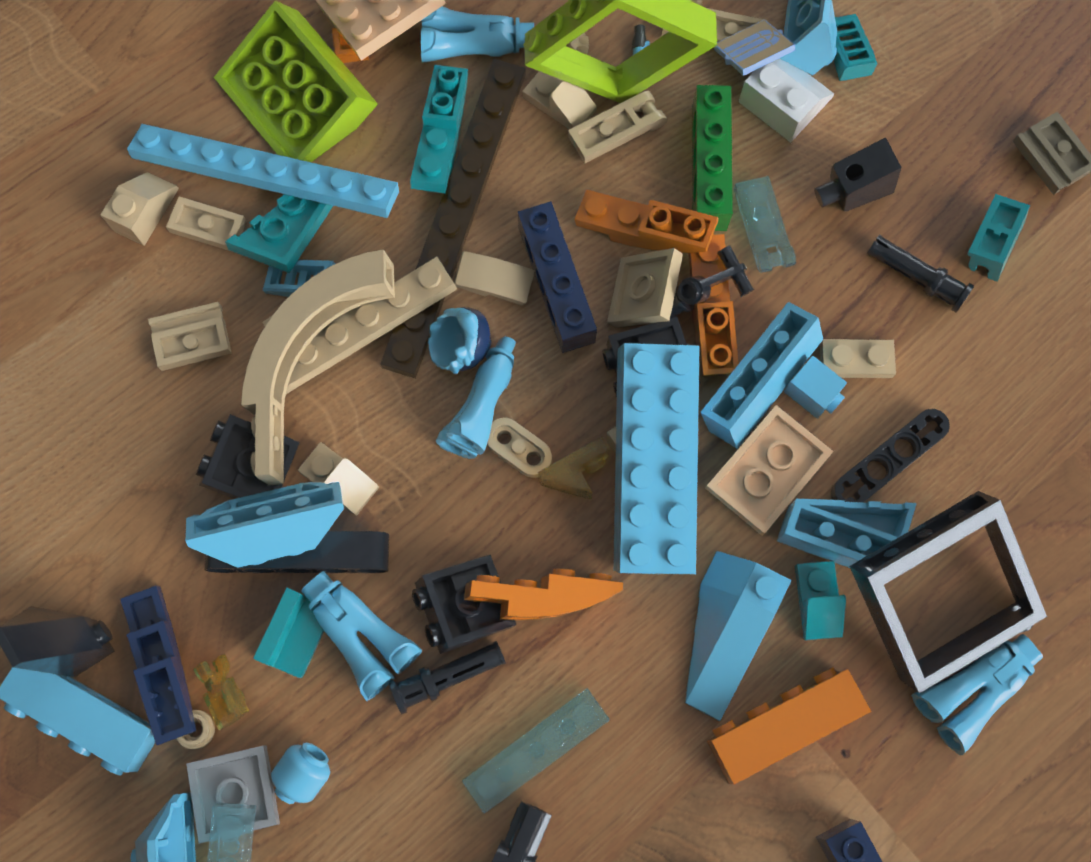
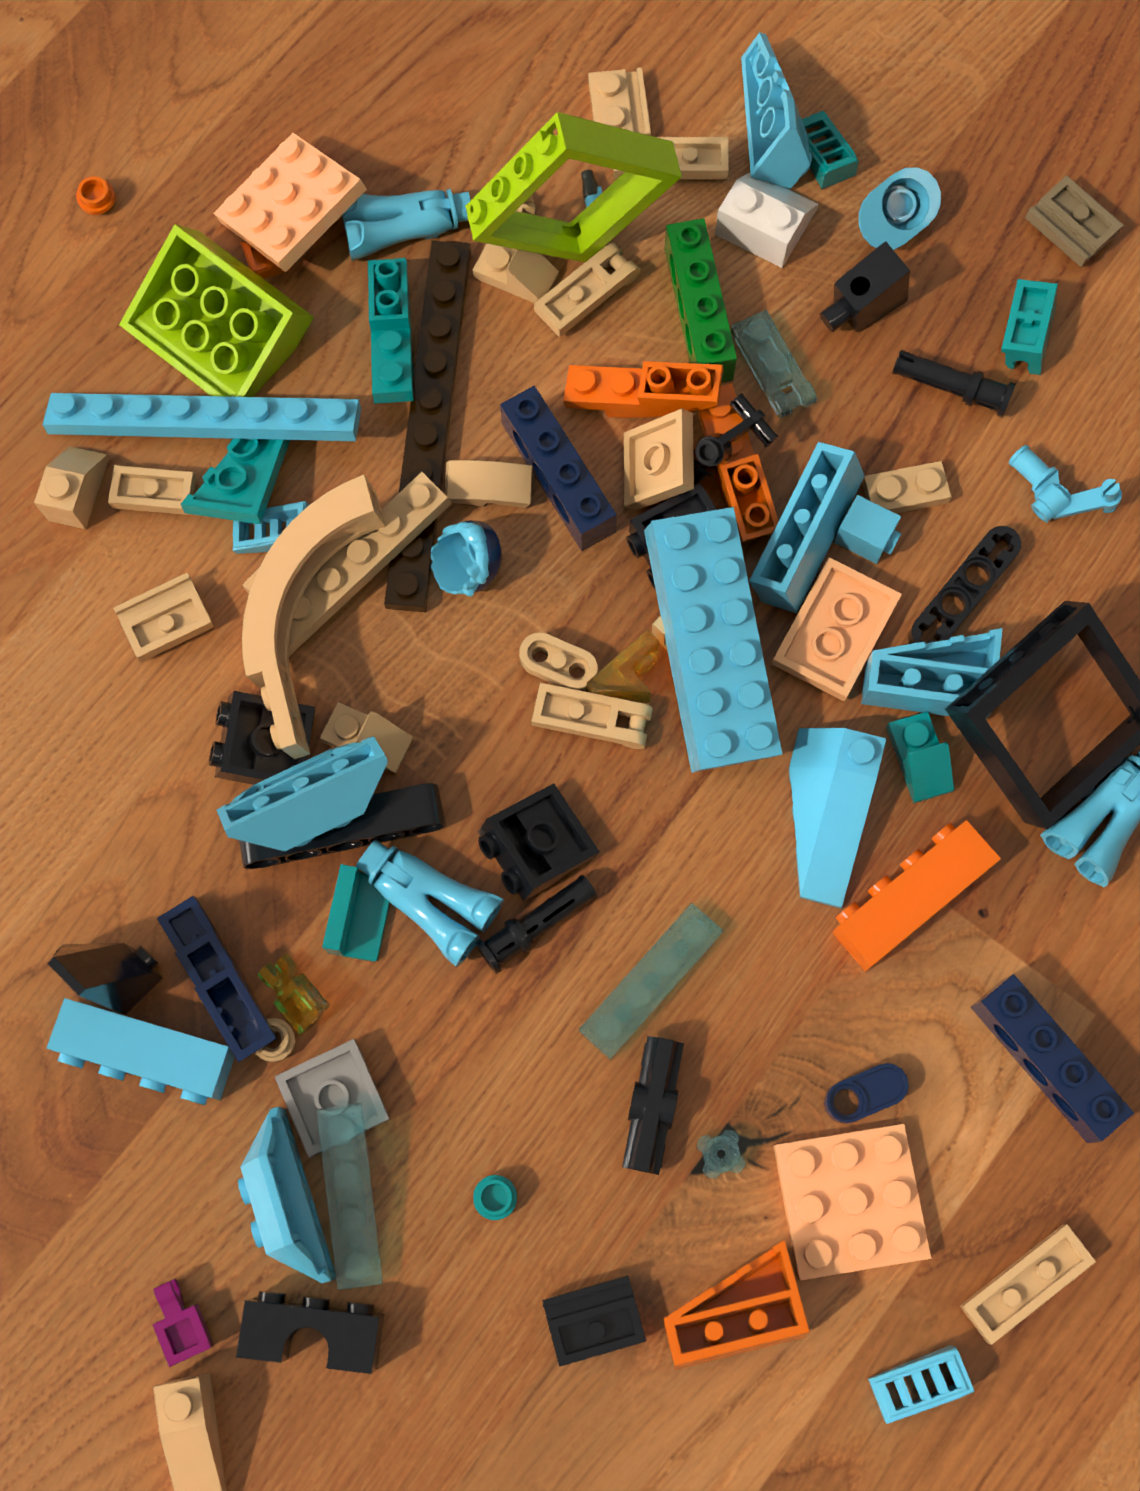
camera: 10 degrees left, 0 degrees up
(300, 773) = (401, 1059): medium azure head -> none
(471, 427) = (503, 645): medium azure piece -> none
(536, 500) = (591, 715): none -> tan plate
(558, 594) = (637, 810): orange slope -> none
(754, 47) = (720, 170): piece -> none
(904, 110) = (899, 207): none -> medium azure piece
(987, 396) = (1052, 498): none -> medium azure pin

